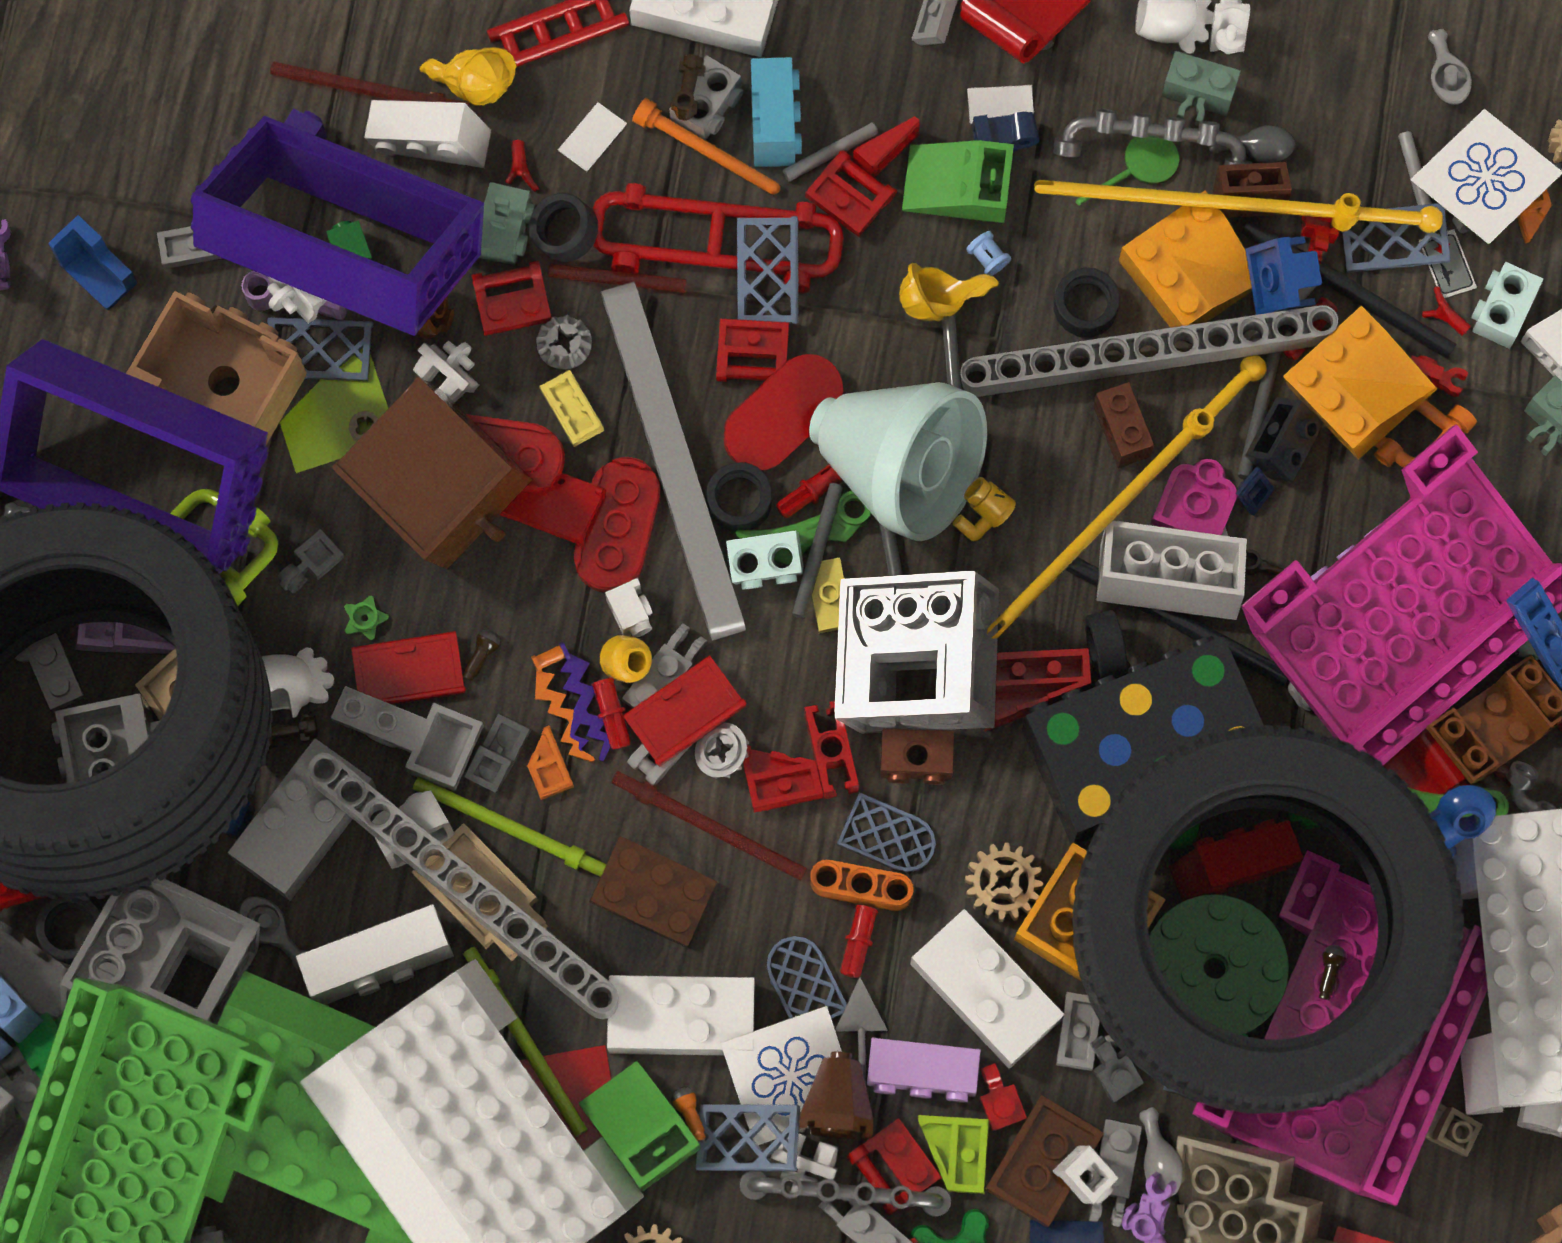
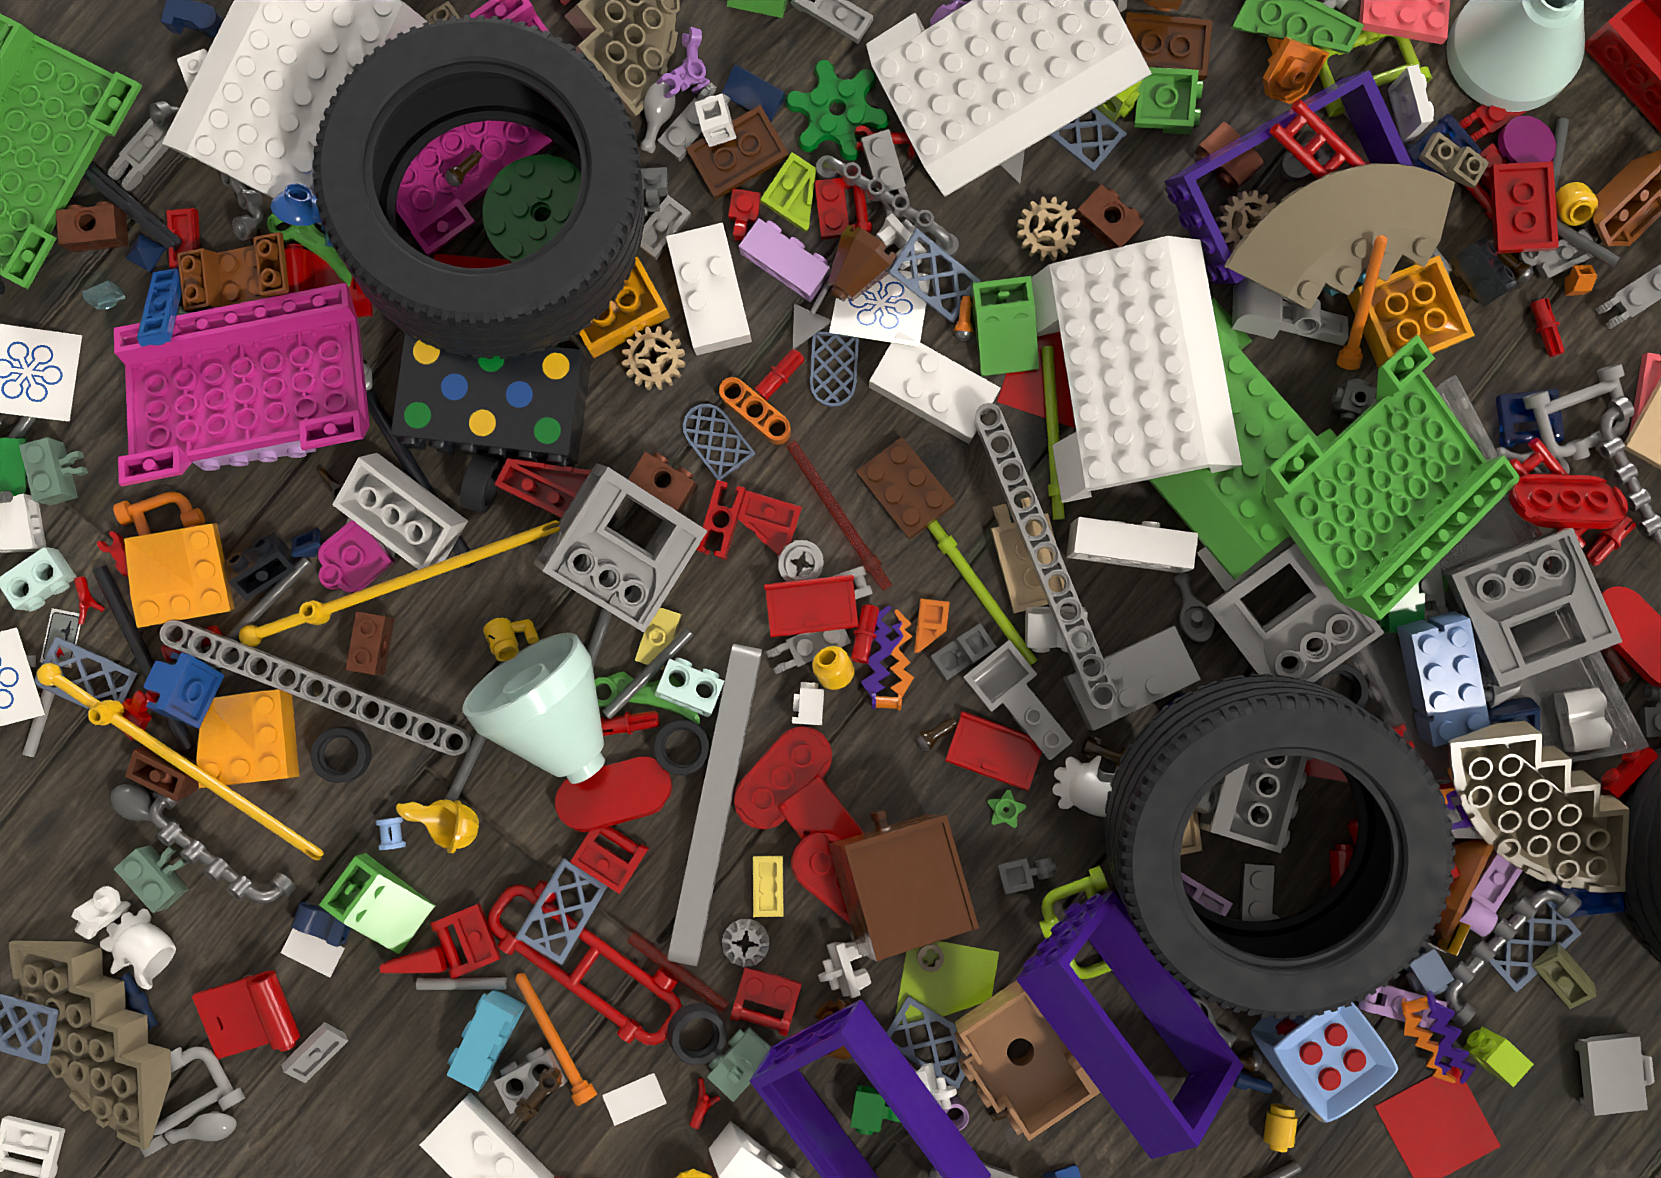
camera: 145 degrees left, 10 degrees up
(1148, 160) = (230, 841): bright green piece -> none

